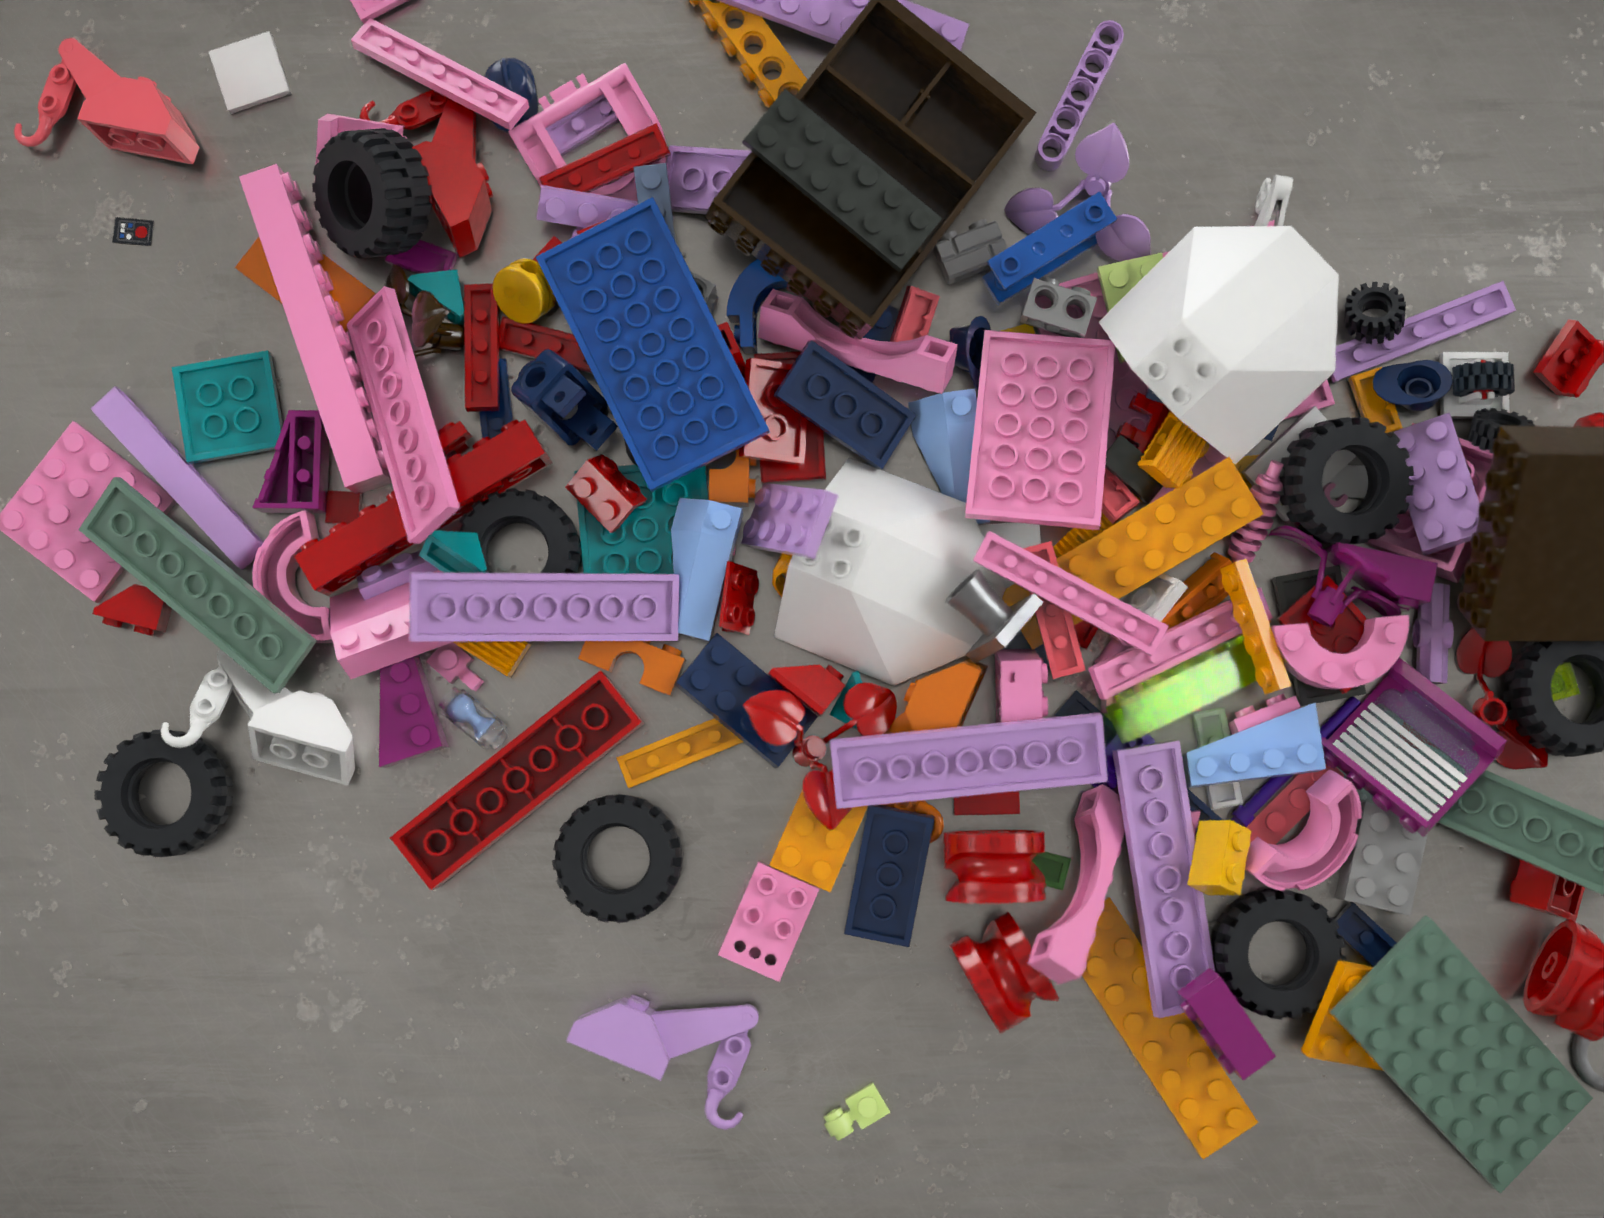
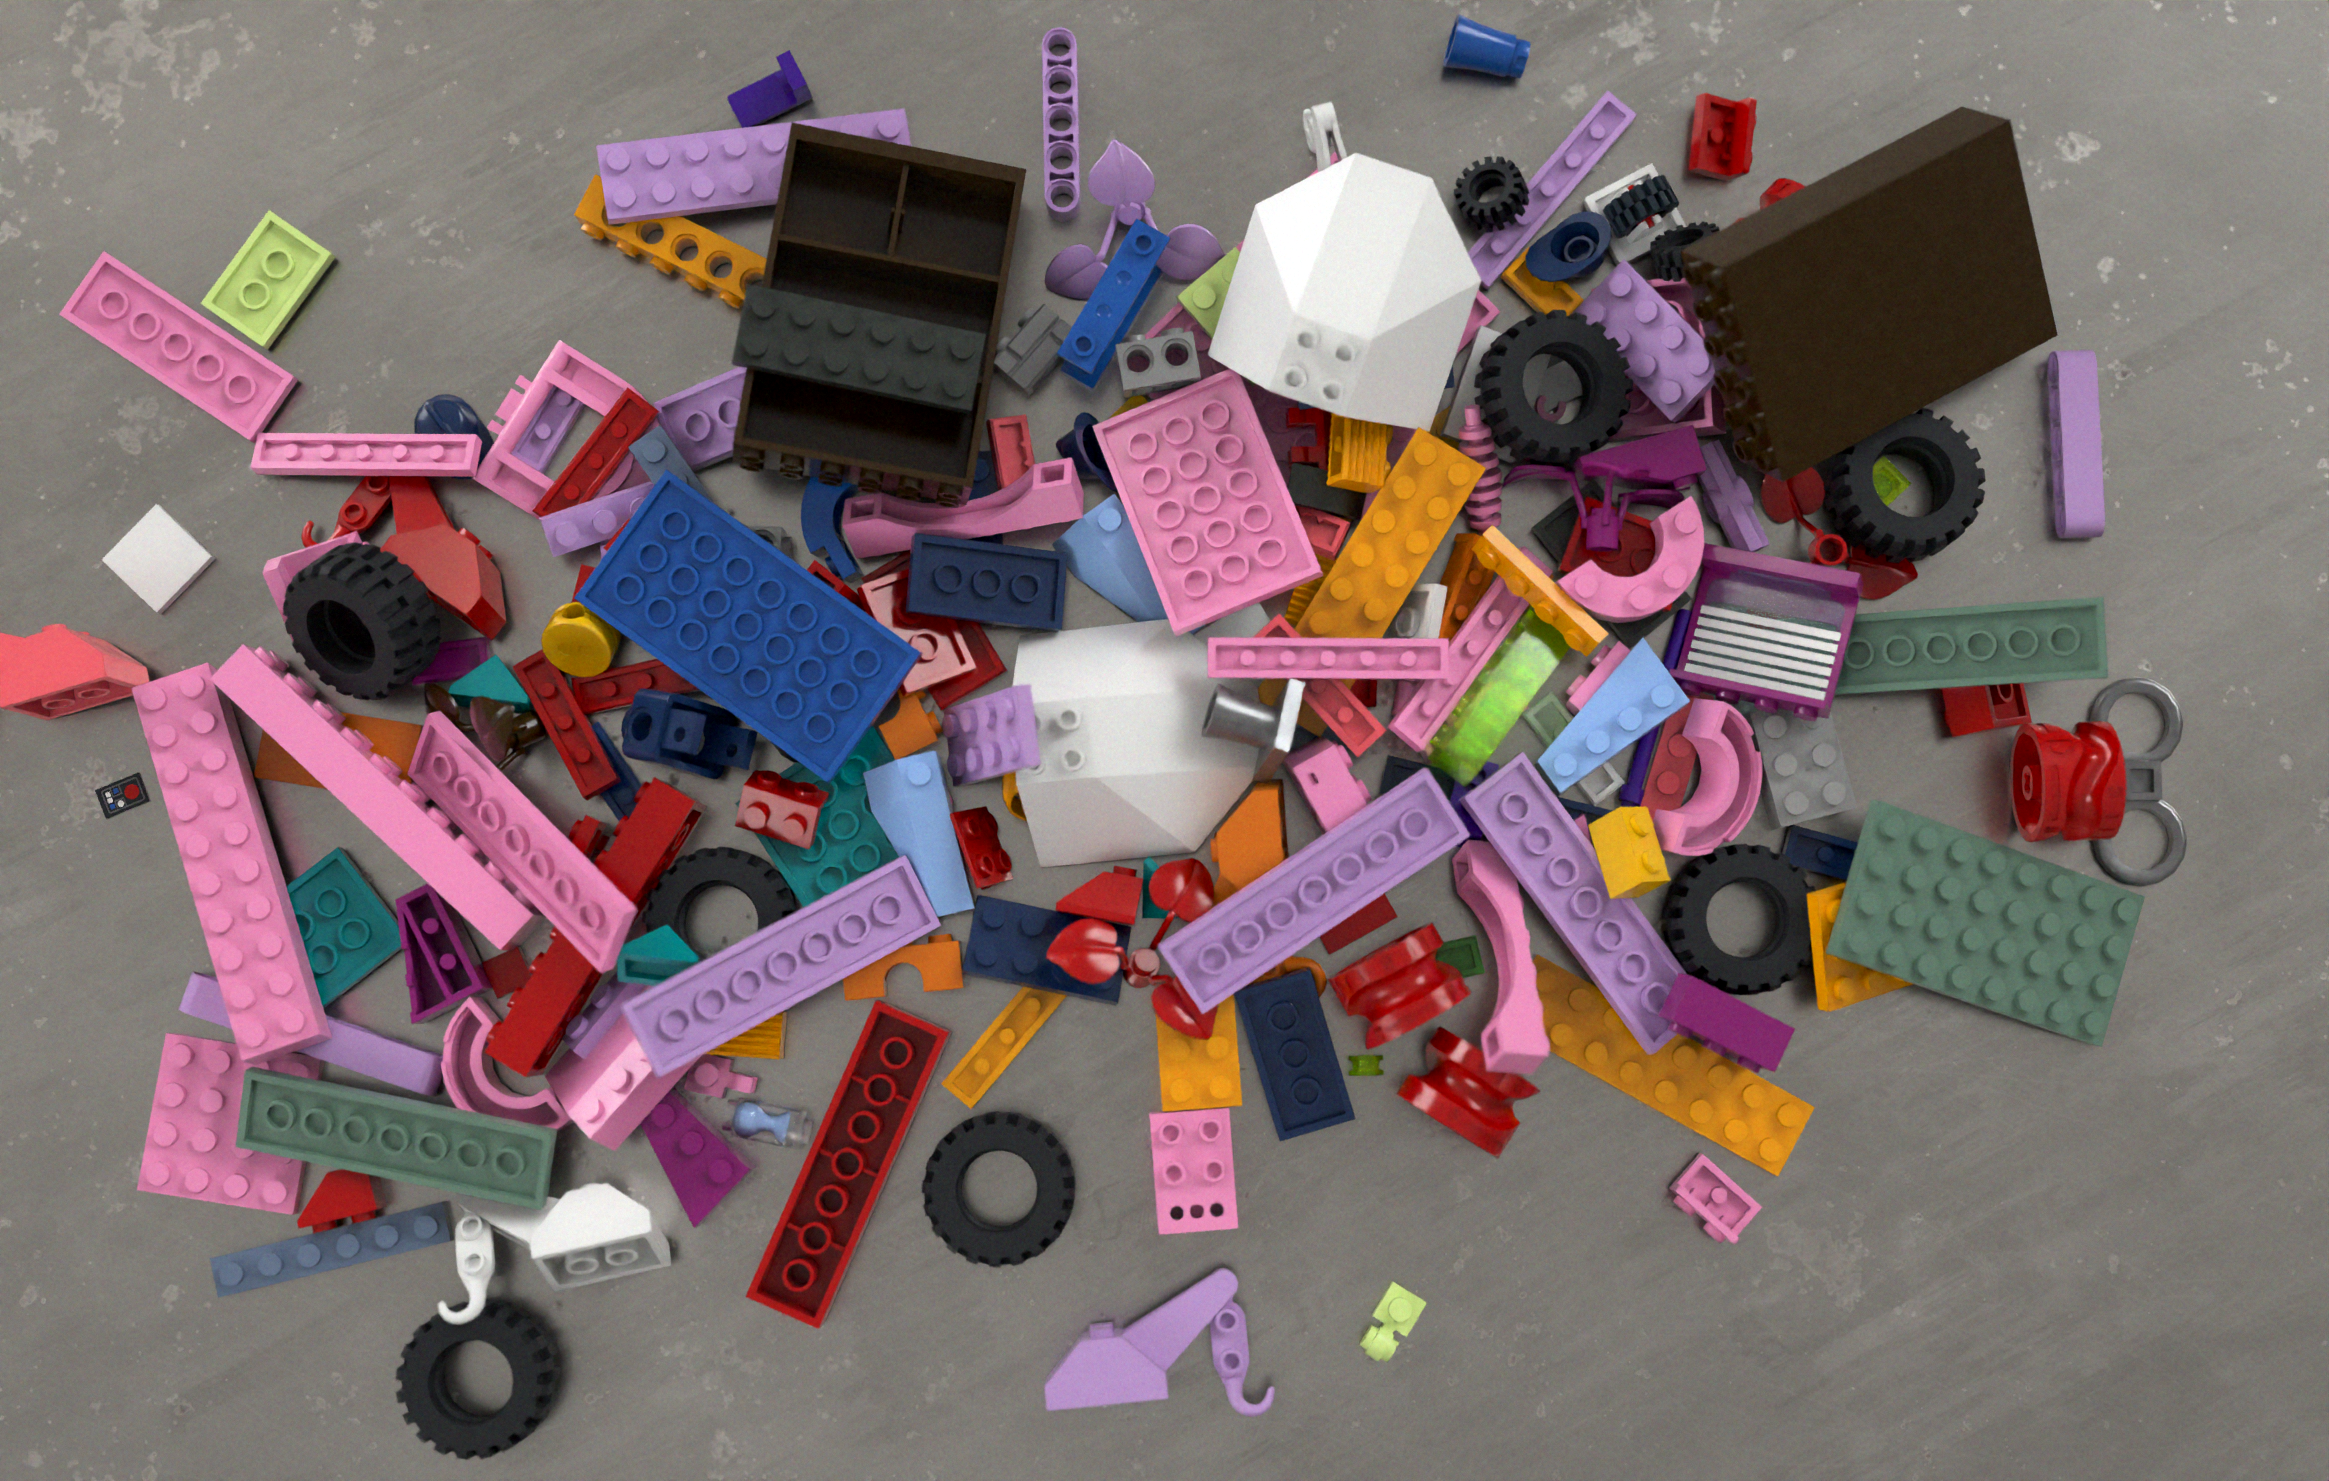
camera: 30 degrees left, 0 degrees up
(109, 642) = (331, 1249): none -> sand blue plate
(183, 323) = (231, 865): none -> bright pink brick
(937, 911) = (1365, 1065): none -> clear neon green bush
(1146, 1150) = (1715, 1199): none -> bright pink bracket
(1426, 202) = (1485, 49): none -> blue plant

